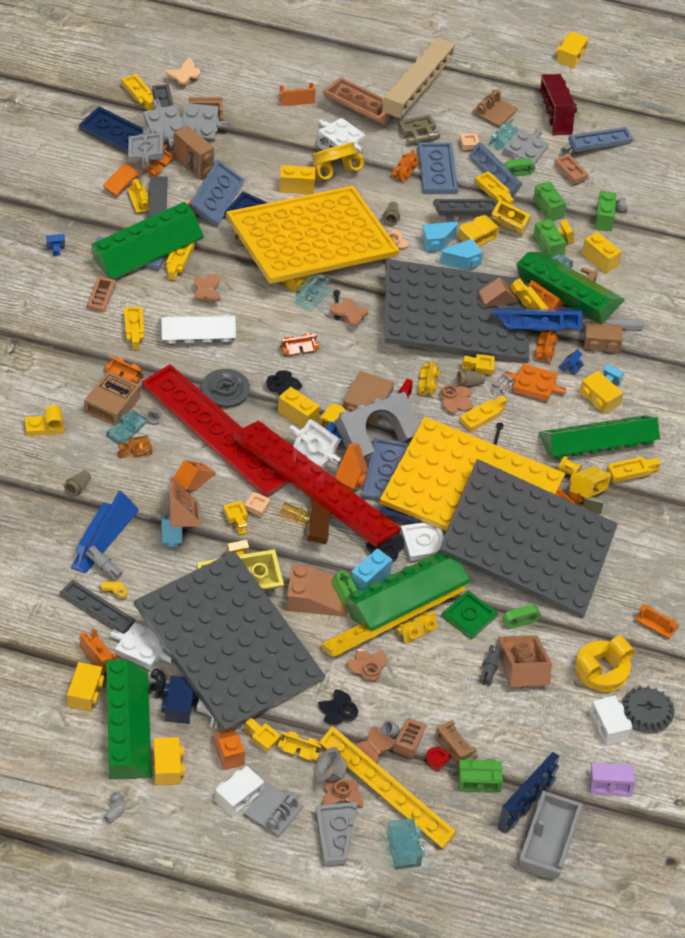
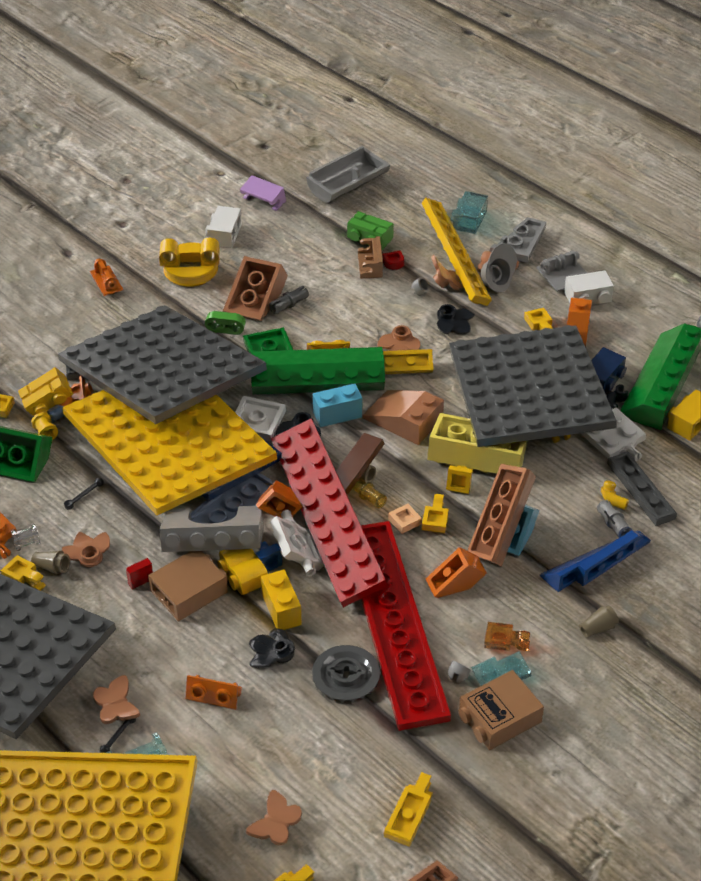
camera: 145 degrees left, 5 degrees down
(49, 424) = (600, 717): yellow plate -> none
(96, 649) = (662, 441): orange hinge -> none
(118, 365) = (457, 746): orange hinge -> none
(167, 761) = (641, 331): yellow brick -> none
(198, 327) = (326, 769): white slope -> none
(308, 747) = (508, 304): yellow hinge -> none
(343, 585) = (374, 401): bright green beam -> none
(405, 749) = (409, 273): nougat slope -> none
(428, 379) = (90, 585): yellow hinge -> none
(483, 413) = (73, 521): yellow hinge -> none
(531, 790) = (343, 197): dark blue plate -> none
(648, 721) = (174, 227): dark grey gear -> none

